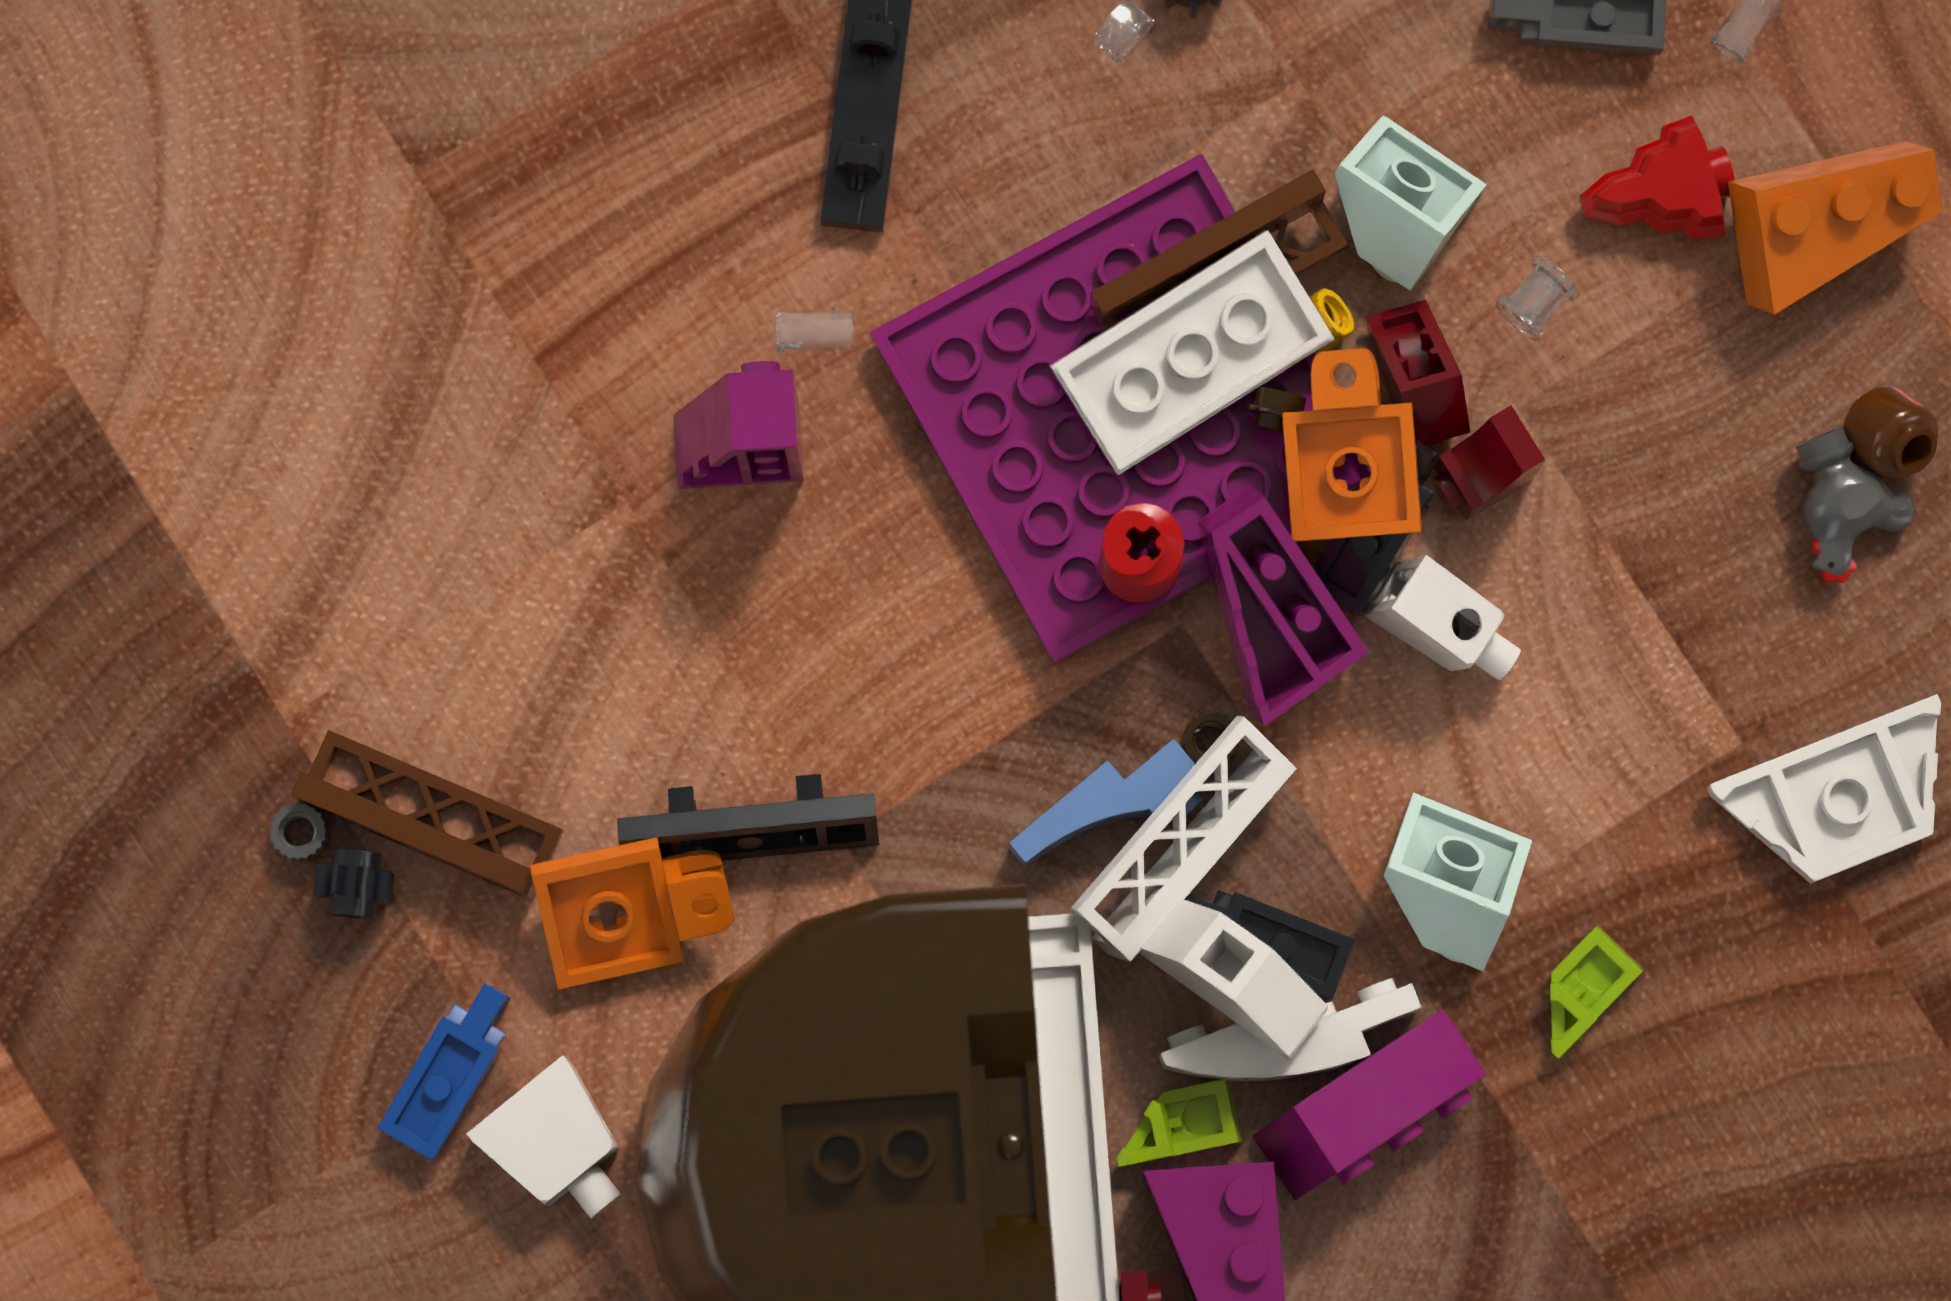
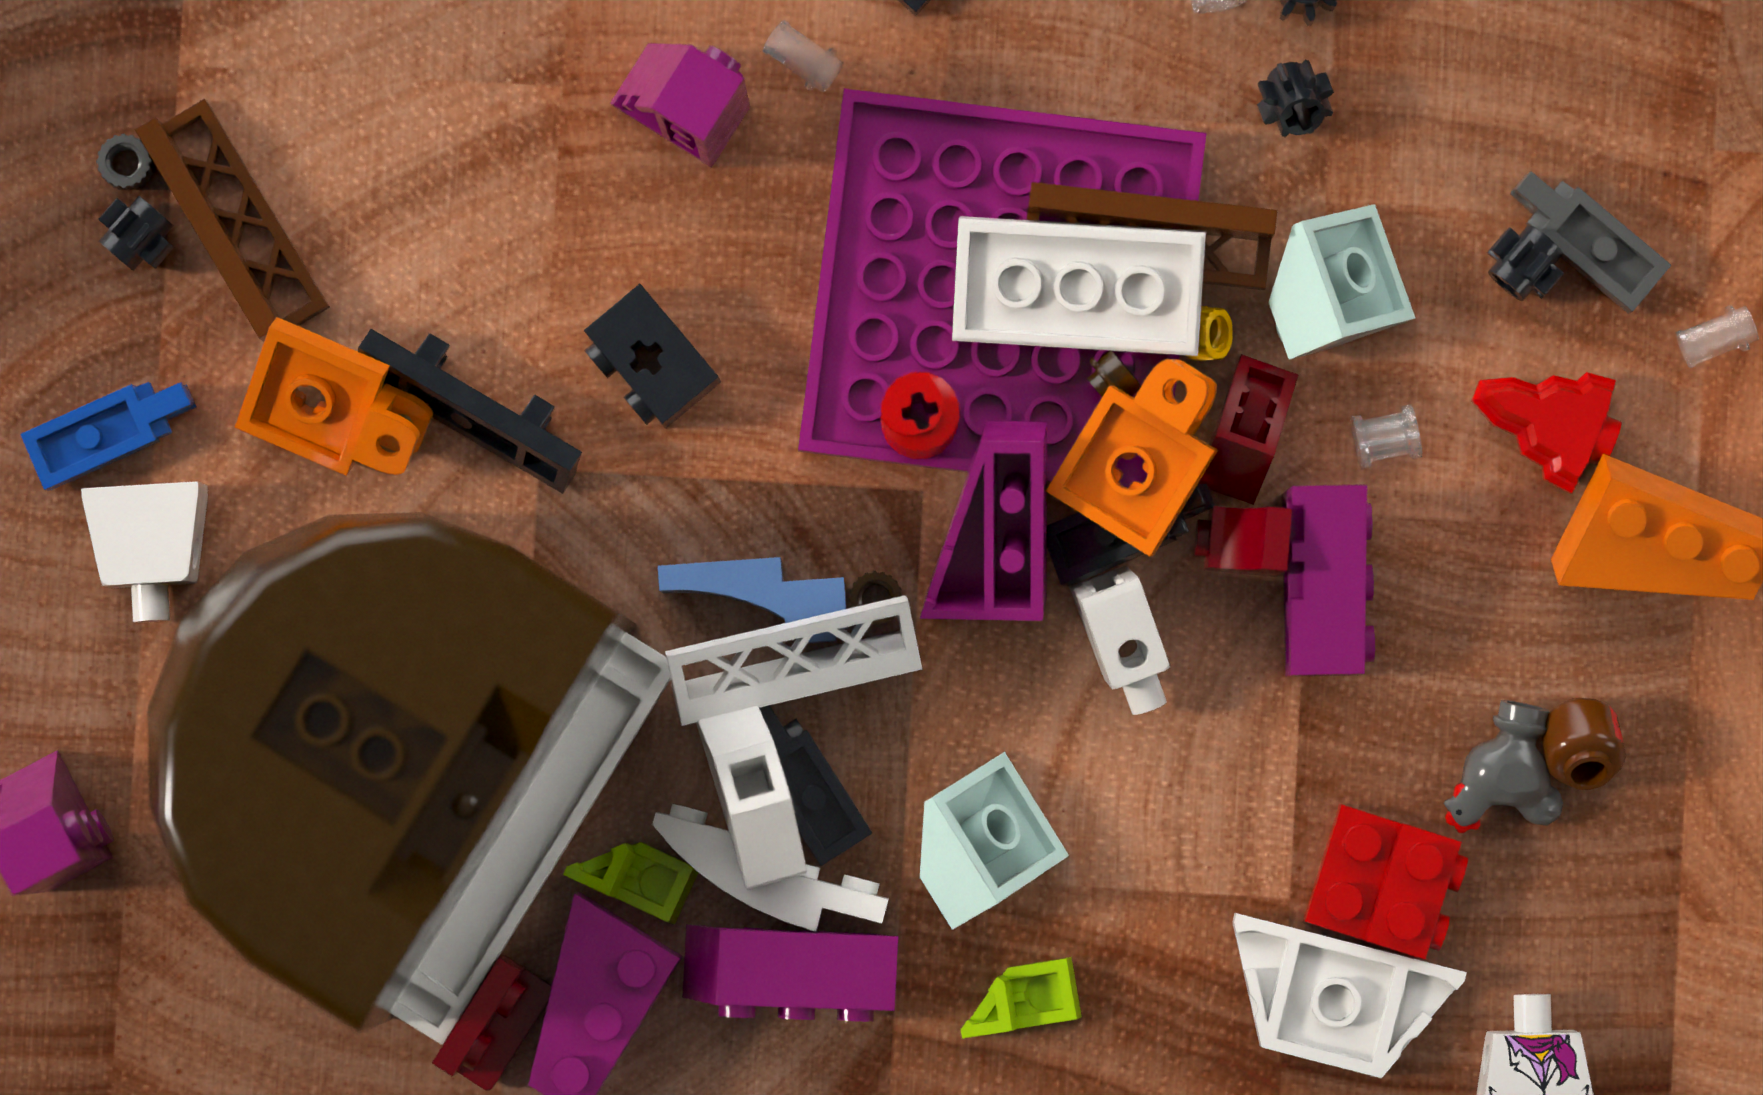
camera: 40 degrees right, 5 degrees up
(849, 648) = (641, 322): none -> black brick
(1254, 72) = (1295, 98): none -> black gear
(1545, 72) = (1525, 263): none -> black gear
(1585, 451) = (1328, 581): none -> magenta wedge
(1813, 669) = (1386, 882): none -> red plate

